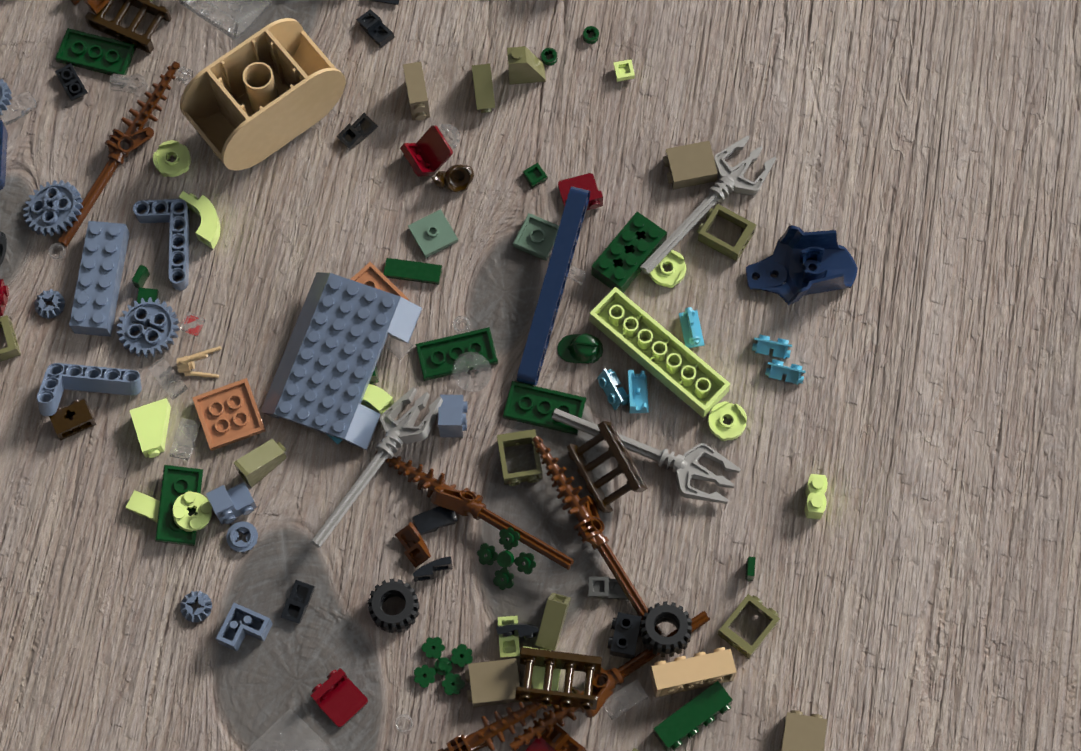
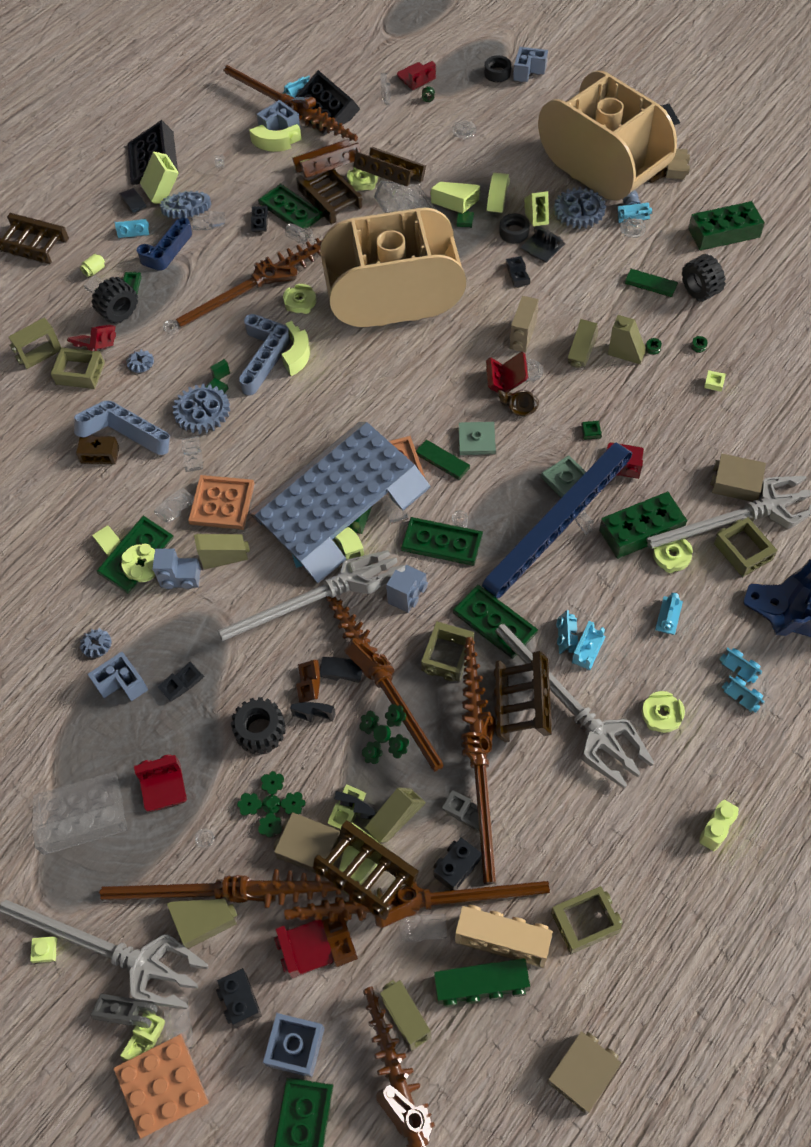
camera: 30 degrees right, 10 degrees down
(53, 208) = (187, 295): sand blue gear -> none
(99, 278) = (187, 357): sand blue brick -> none
(152, 426) = (154, 483): yellowish green slope -> none
(186, 363) = (212, 449): tan plant -> none
(192, 324) = (238, 422): clear tile -> none
(244, 528) = (163, 600): sand blue gear -> none
(358, 131) = (459, 338): black slope -> none
(481, 376) = (439, 548): clear brick -> none
(580, 348) = (556, 586): dark green piece -> none
(659, 352) = (628, 621): yellowish green brick -> none
(669, 614) = (498, 860): black tyre -> none
(750, 568) = (616, 862): dark green tile -> none

